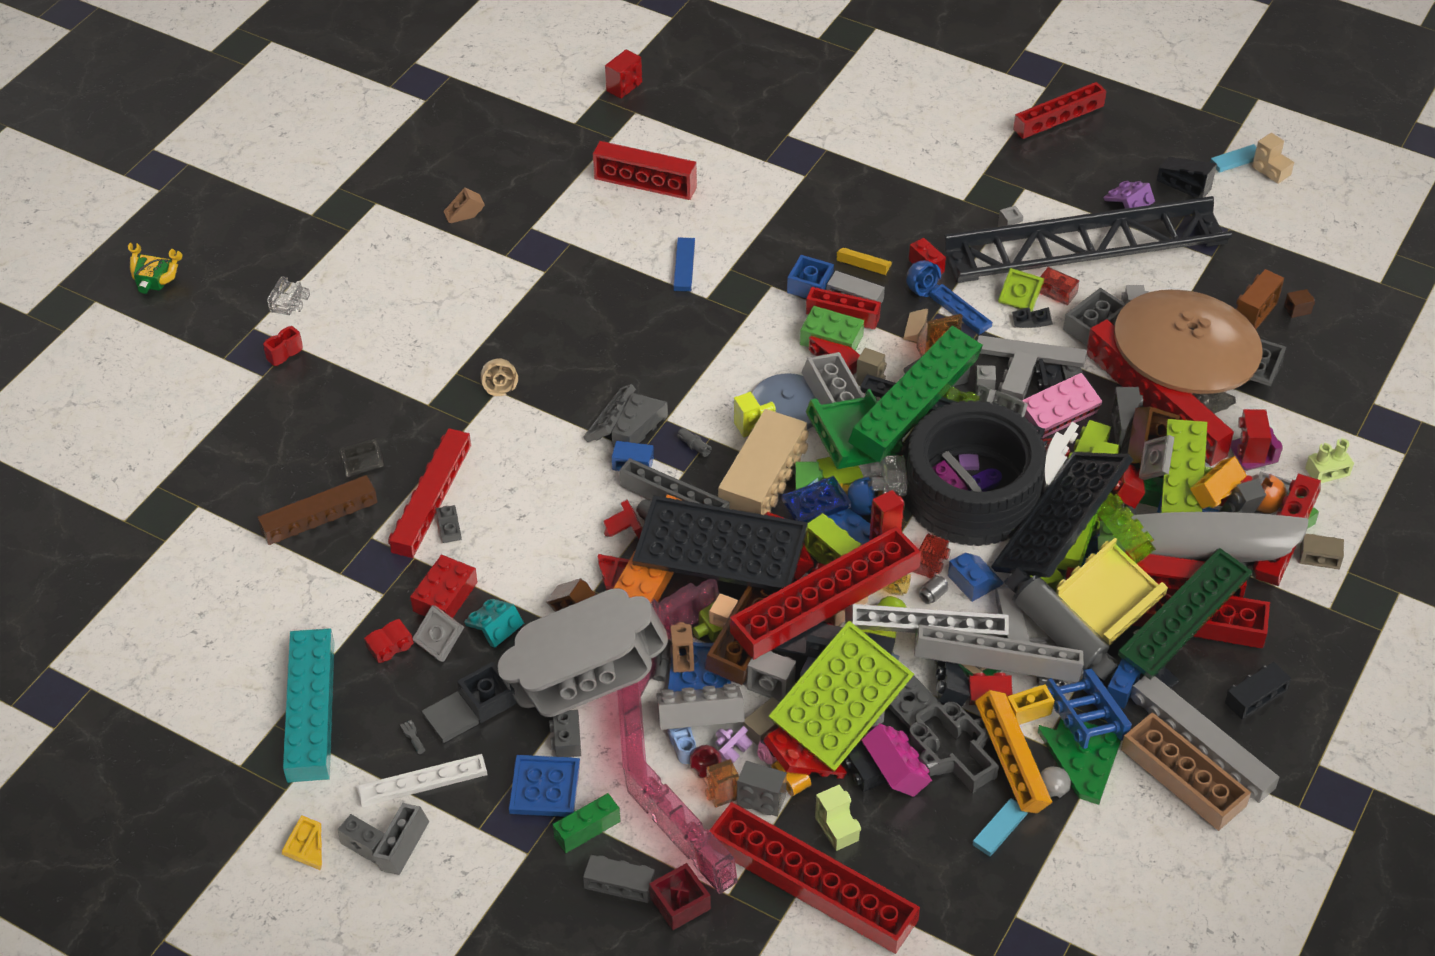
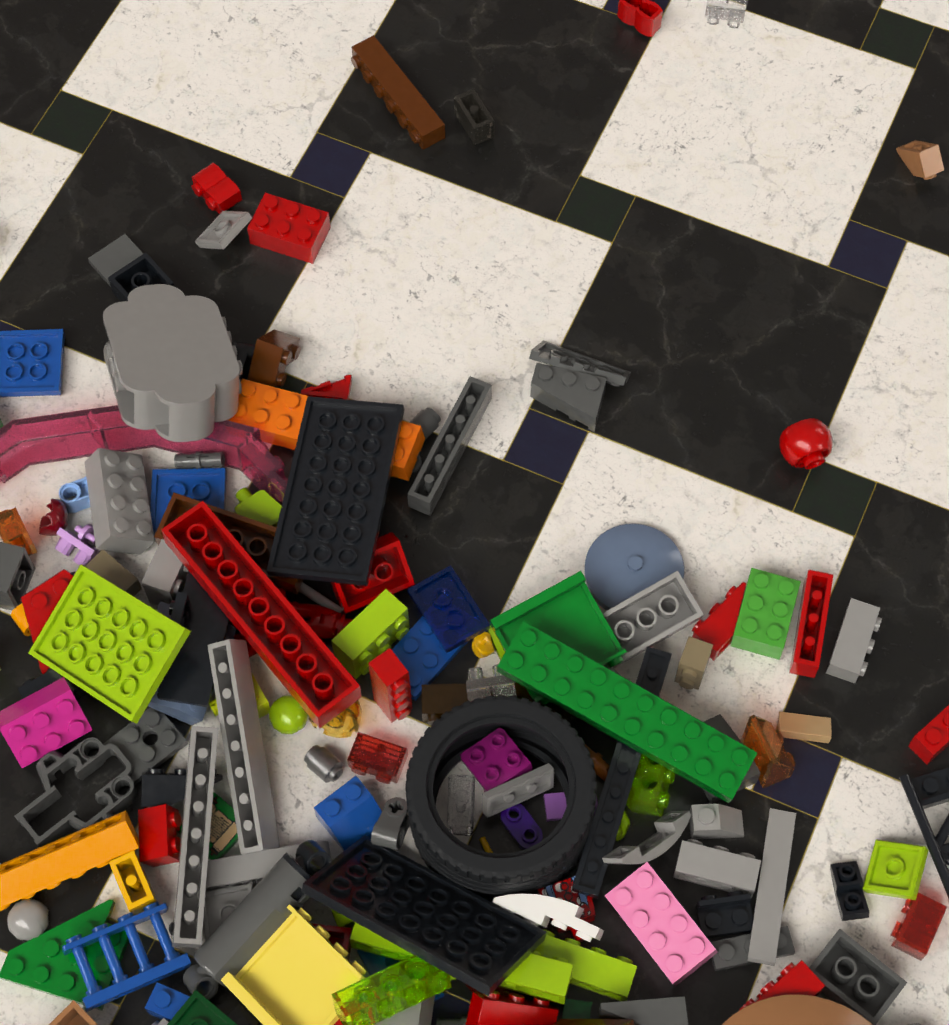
camera: 85 degrees right, 15 degrees up
(309, 706) = (127, 130): teal brick -> none
(410, 731) = (101, 229): dark grey piece -> none
(422, 780) = (39, 250): white tile -> none
(430, 493) = (434, 194): red brick -> none
(448, 524) = (396, 221): dark grey slope -> none
(496, 620) = (247, 283): teal bracket -> none
(498, 377) = (622, 233): tan cylinder -> none
(566, 734) = (88, 375): dark grey brick -> none
(622, 521) = (403, 393): red piece -> none
(639, 452) = (510, 396): blue brick -> none
(682, 639) = (202, 470): medium nougat torso -> none
(684, 264) = (873, 423): blue tile -> none
(694, 442) = (547, 463): dark grey pin -> none
(702, 292) = (806, 443): none -> red wheel
(722, 610) = (253, 506): light nougat panel -> none
(747, 412) = (590, 519): neon yellow brick -> none
(765, 463) = (498, 540): tan brick -> none
(807, 274) = (862, 575): blue brick -> none
(807, 473) = (493, 596): bright green slope -> none
(861, 496) = (461, 658): blue cylinder -> none
(863, 261) = (926, 651): yellow slope -> none
(923, 277) = (891, 728): blue cylinder -> none
(957, 305) = (851, 788): blue tile -> none
(987, 543) = (391, 825): none -> dark grey piece

